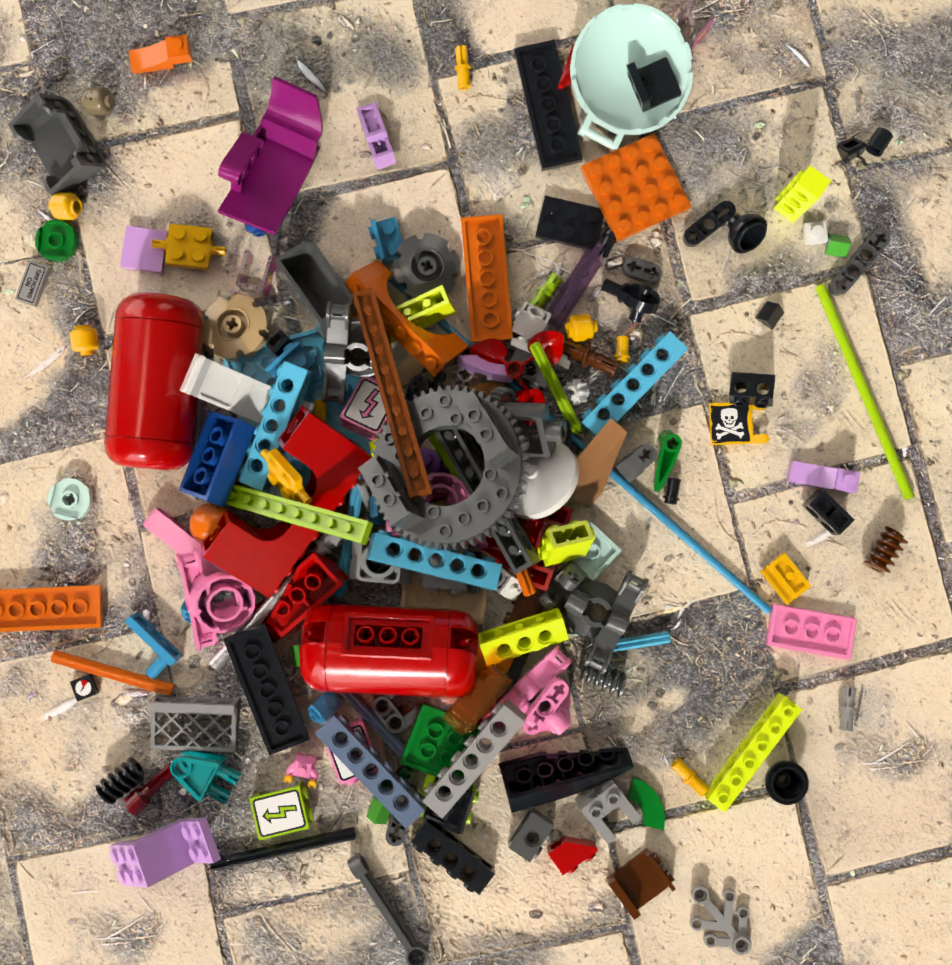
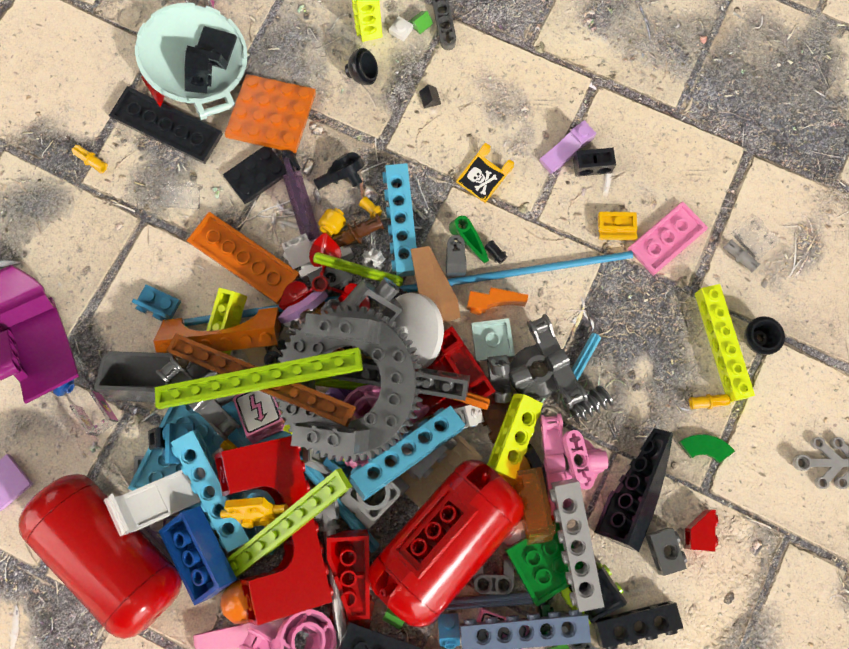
camera: 50 degrees left, 10 degrees down
(84, 339) = (24, 584): yellow head -> none
(188, 247) = (31, 447): yellow plate -> none
(235, 327) = (118, 462): tan piece -> none
(376, 136) = (80, 251): lavender slope -> none
(391, 393) = (258, 378): none -> lime plate
(413, 255) = (183, 290): dark grey piece -> none
(545, 292) = (287, 226): lime pin -> none
(566, 542) = (472, 348): neon yellow brick -> none
(600, 801) = (680, 481): light grey brick -> none
(615, 514) = (480, 302): none -> orange slope
(616, 94) = (197, 72): none -> black brick
(640, 881) = (760, 498): reddish brown panel -> none
(644, 266) = (328, 152): flat silver beam -> none
(717, 210) = (332, 80): black beam -> none
(752, 383) = (467, 142): black brick -> none
(864, 392) = (532, 79): lime piece -> none
(887, 546) = (649, 146): reddish brown piece -> none

